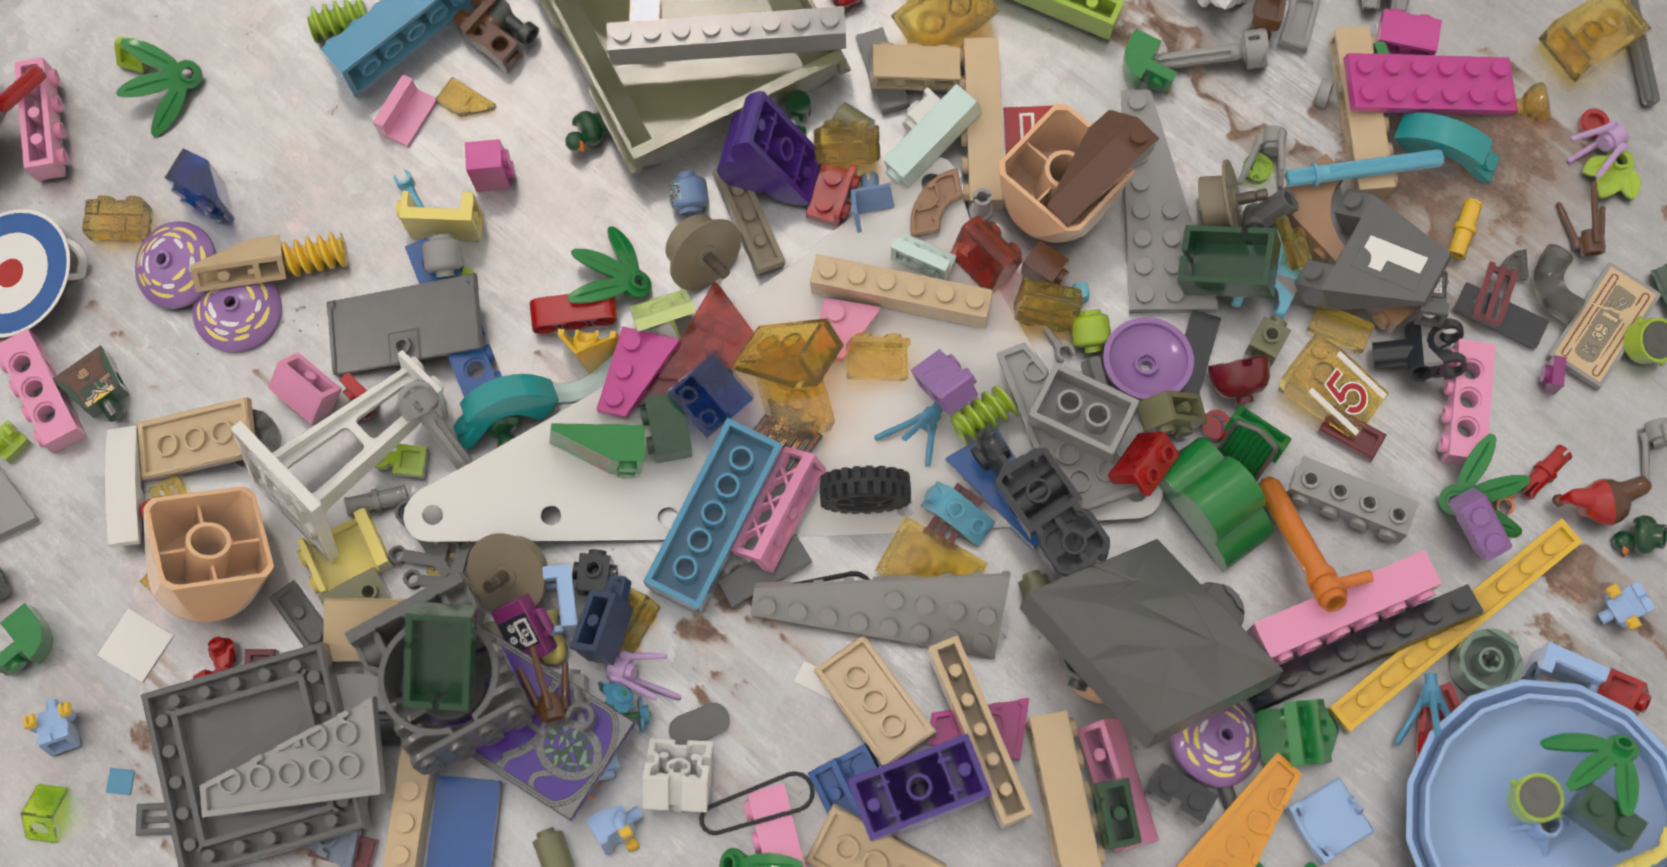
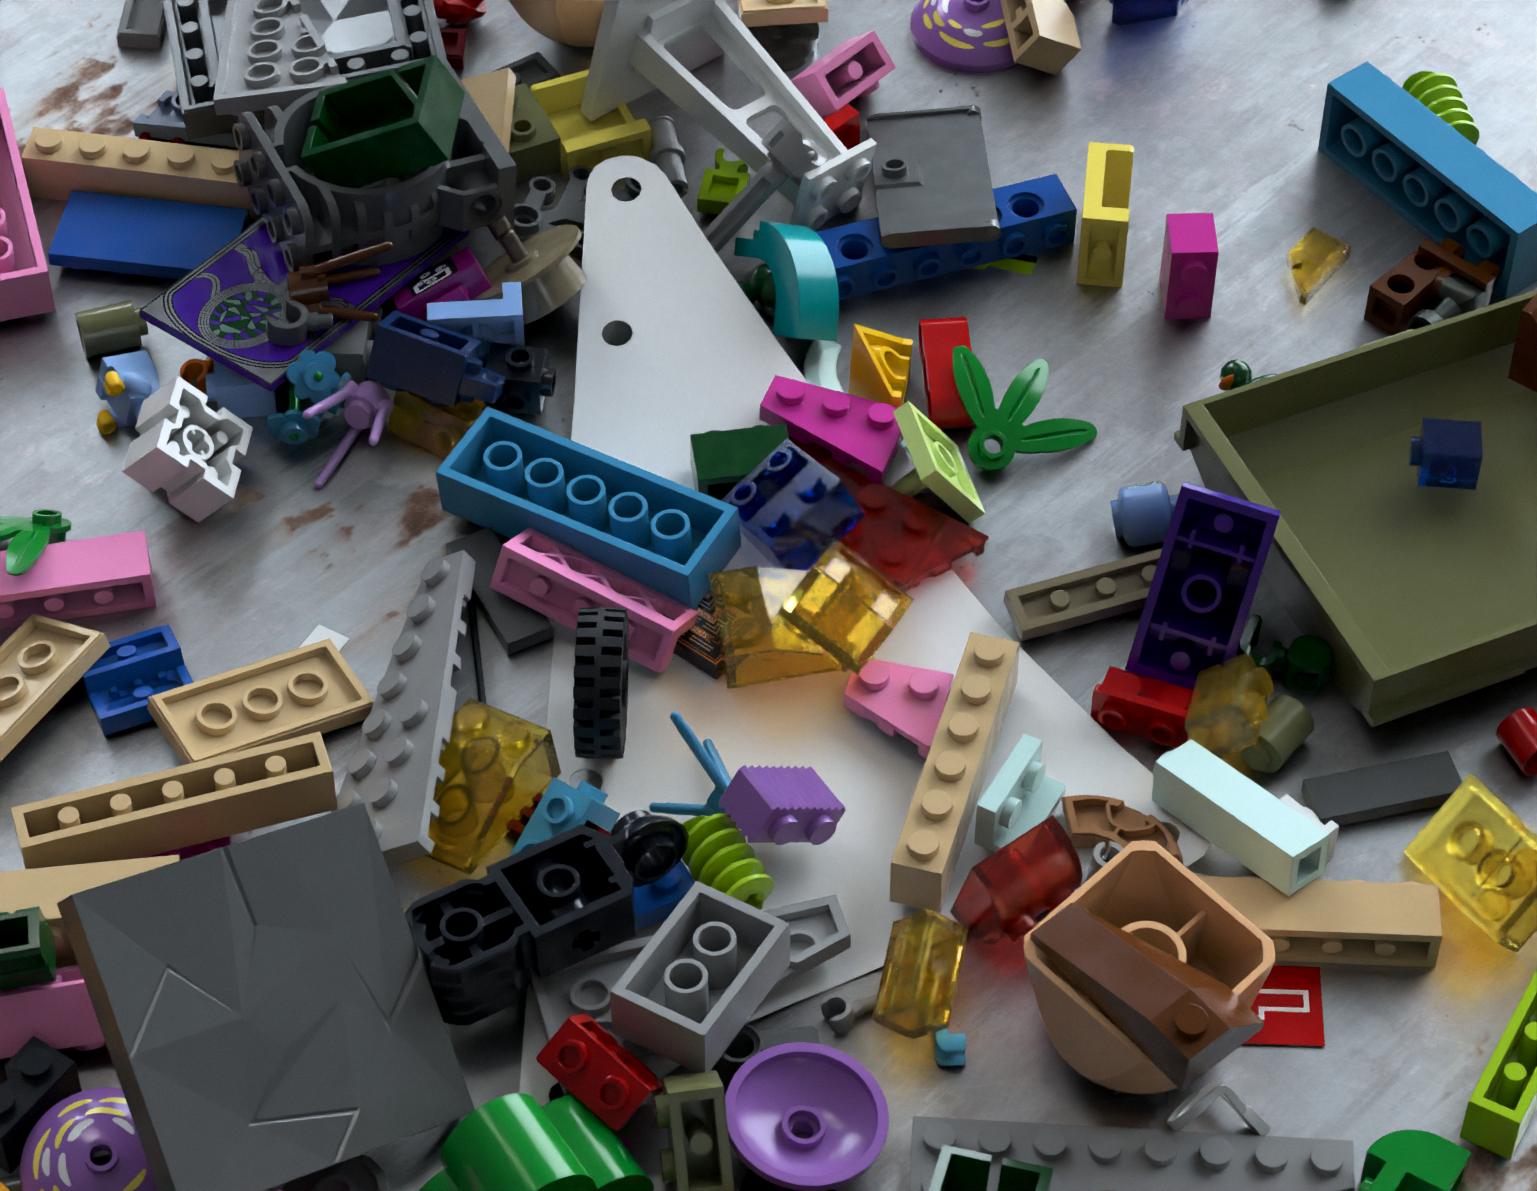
camera: 90 degrees right, 25 degrees down
(315, 254) = (1053, 91): yellow piece -> none
(404, 112) = (1290, 190): bright pink panel -> none
(408, 185) = (1170, 199): medium azure hand -> none
(442, 255) = (1032, 199): light grey head -> none
(607, 446) = (704, 369): green slope -> none
(699, 724) = (269, 503): dark grey tile -> none
(702, 251) = (1033, 507): dark tan piece -> none
(726, 35) = (1399, 515): light grey brick -> none
(764, 819) = (99, 546): black piece -> none
(870, 197) = (1124, 730): medium blue bracket -> none
(877, 357) = (837, 734): clear yellow bracket -> none
(914, 67) = (1381, 809): tan brick -> none
(919, 788) = (93, 701): dark purple brick -> none
(1045, 264) = (997, 991): reddish brown brick -> none
(1091, 330) = (877, 1043): lime head -> none

